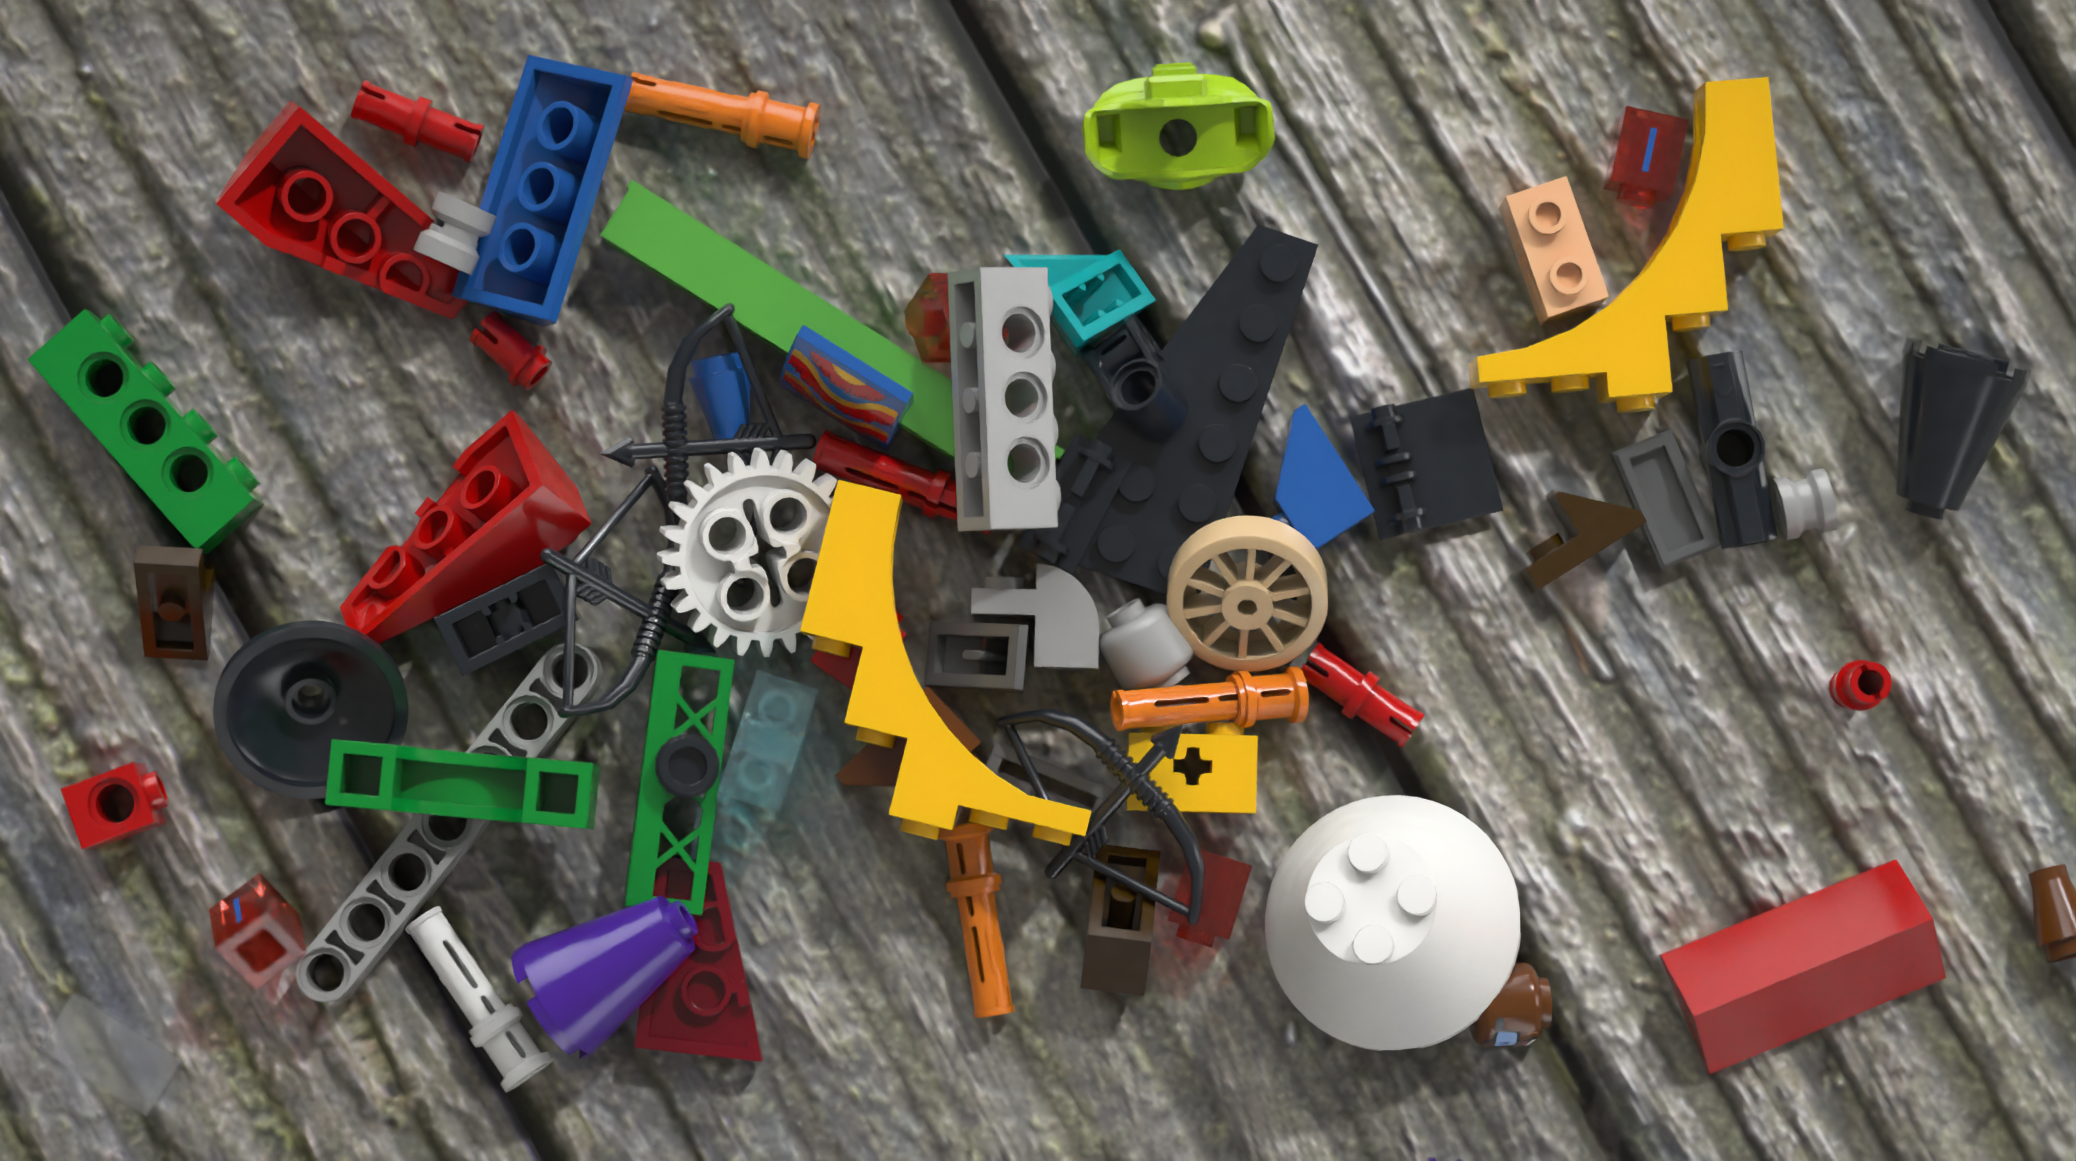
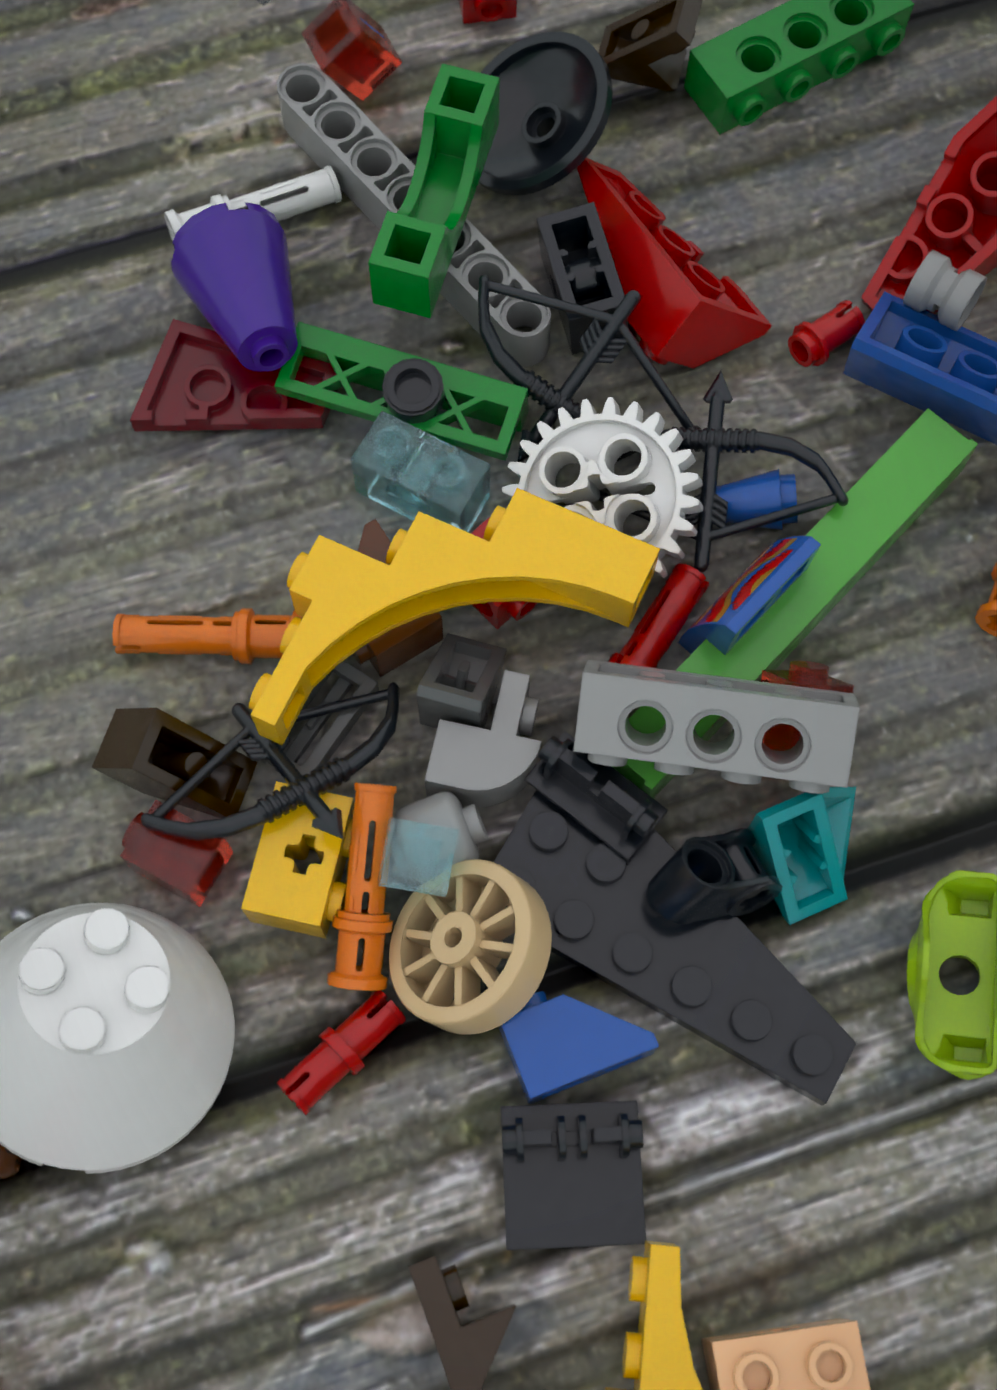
camera: 100 degrees right, 15 degrees down
(1179, 656) = (417, 857): none -> clear light blue tile

